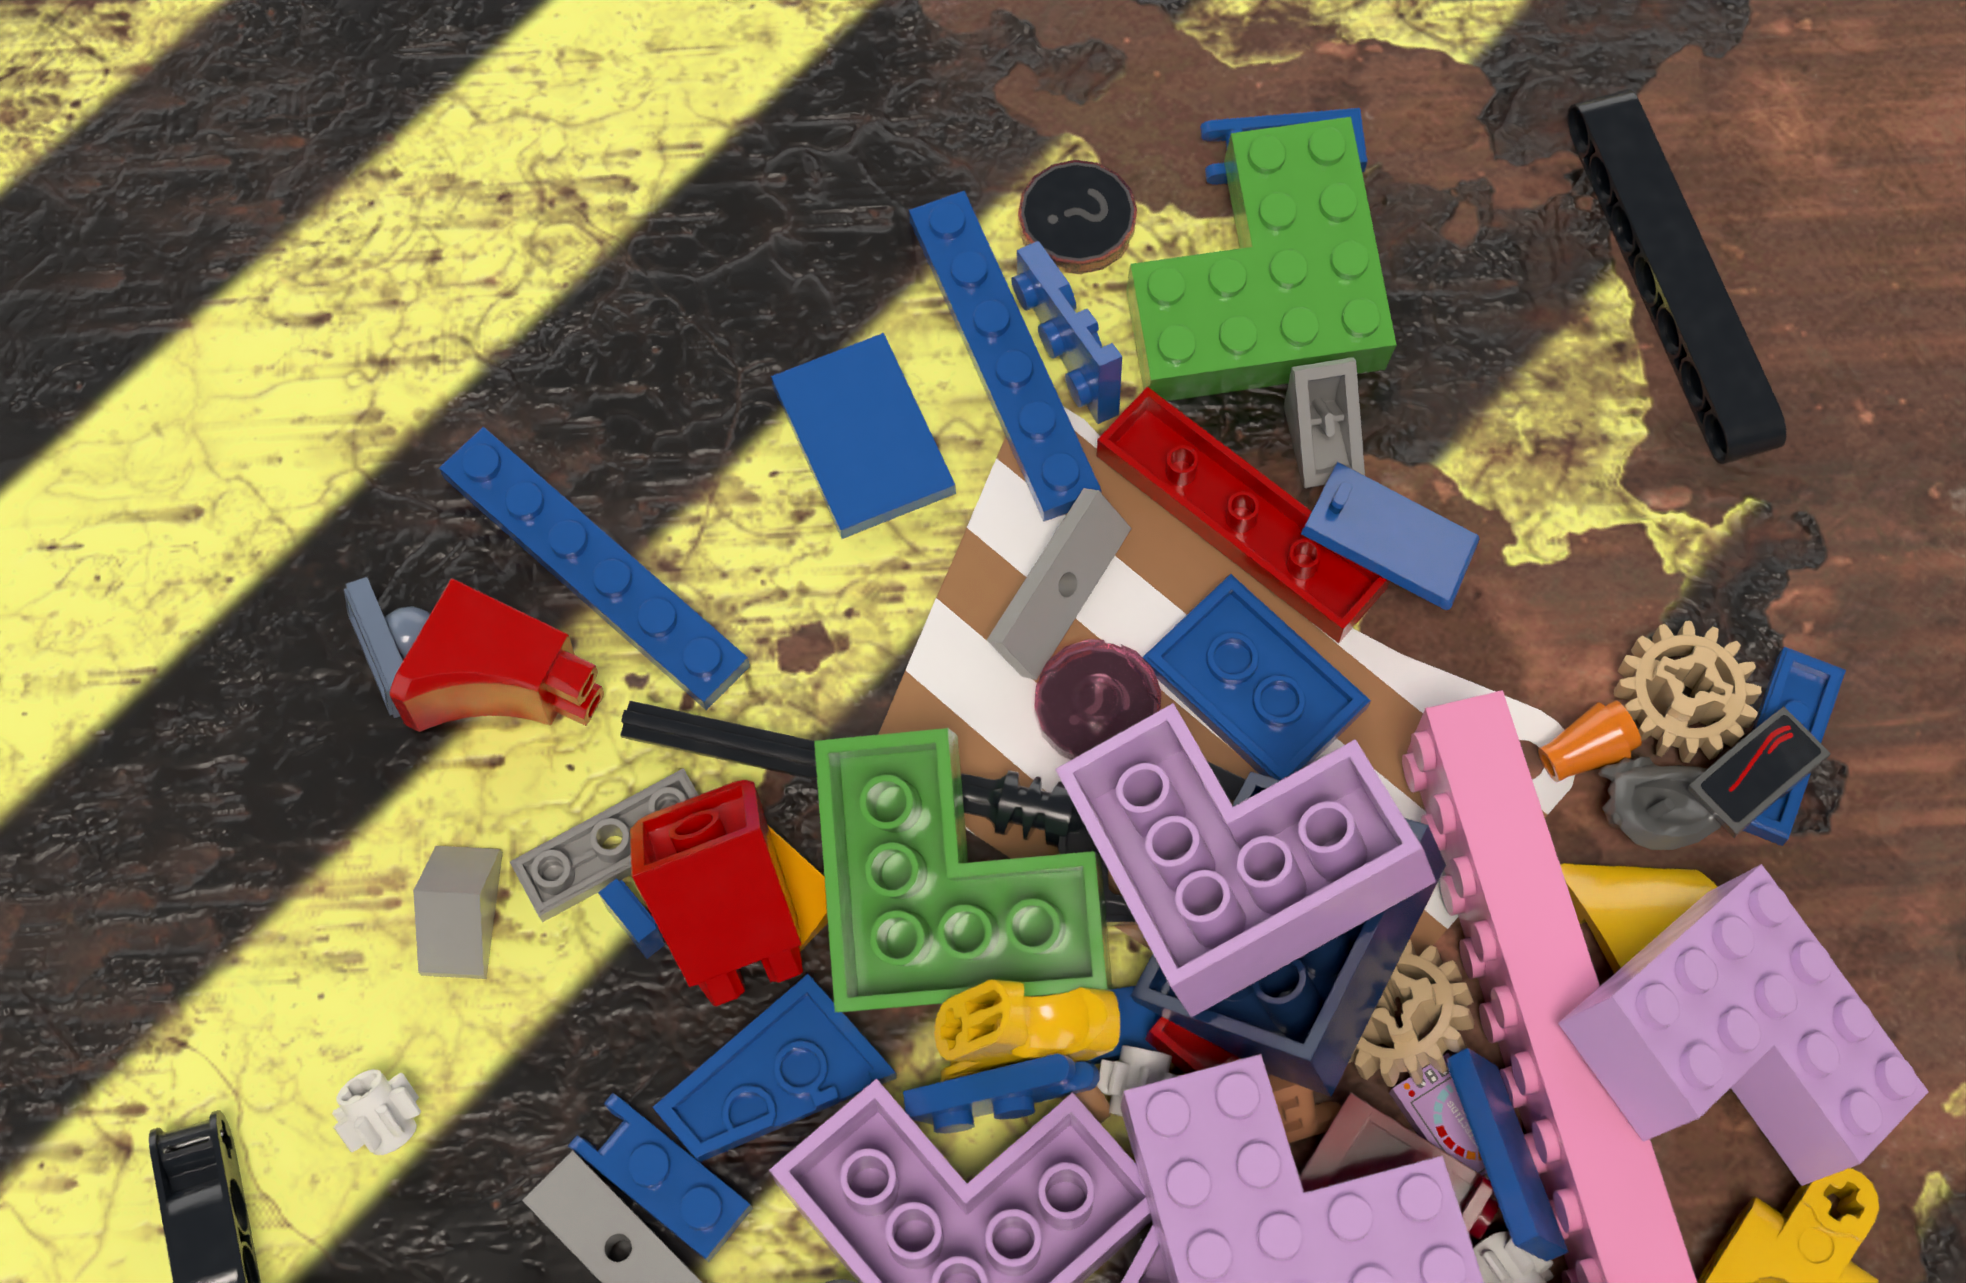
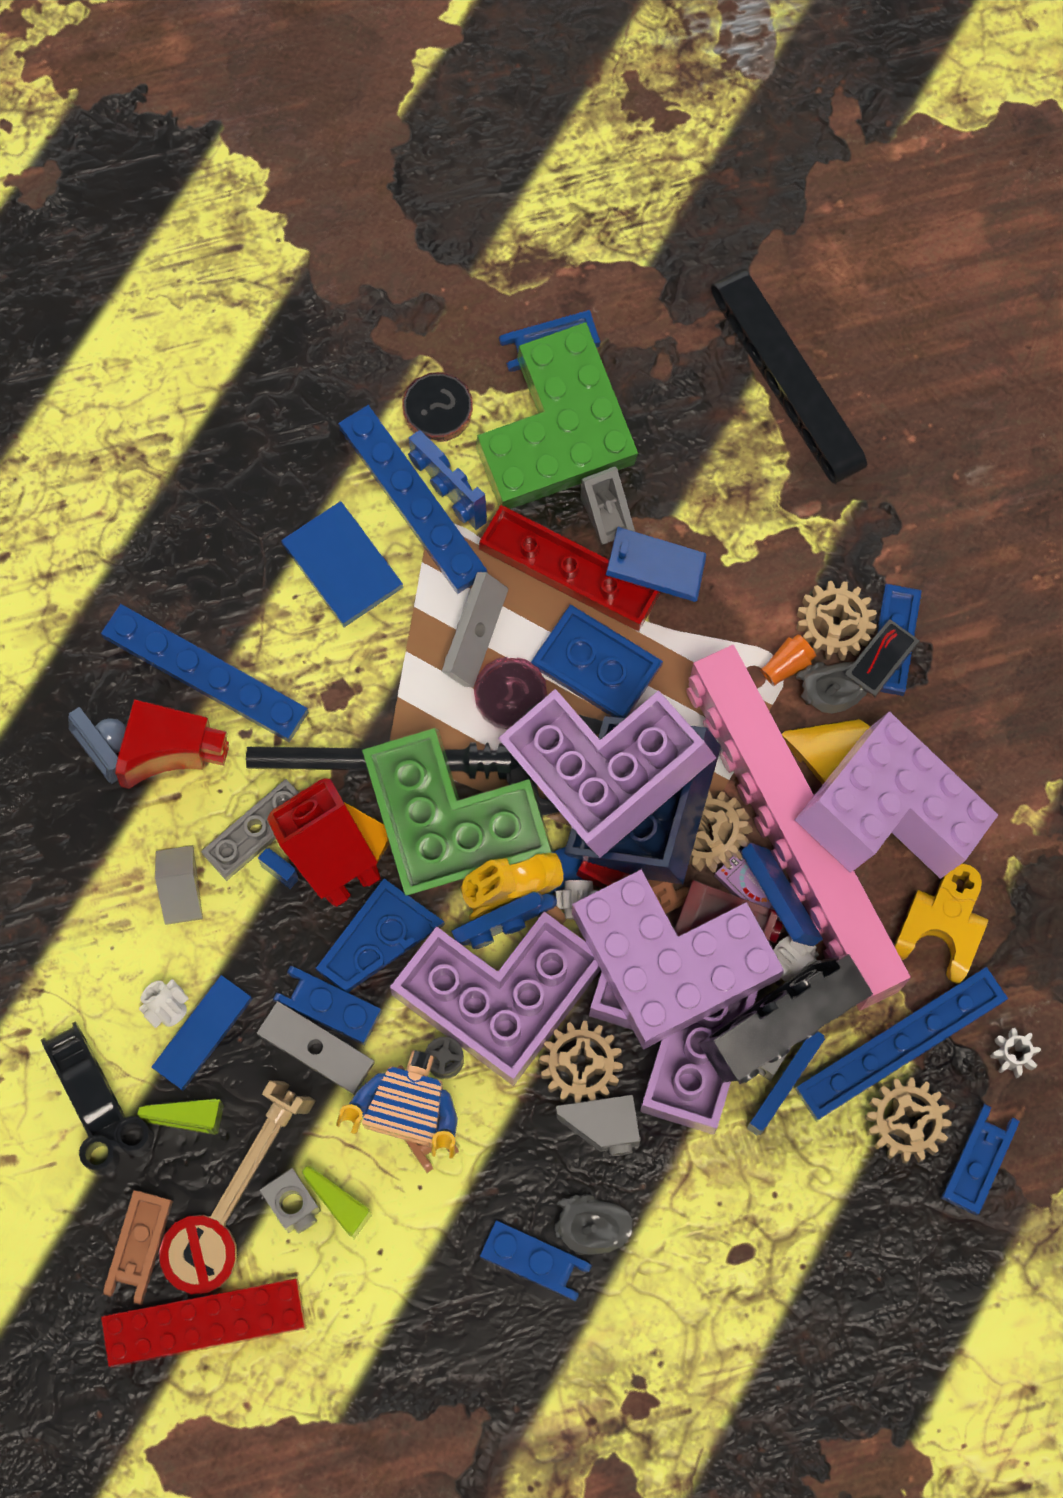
camera: 15 degrees left, 5 degrees up
(430, 1179) = (202, 1033): none -> blue tile

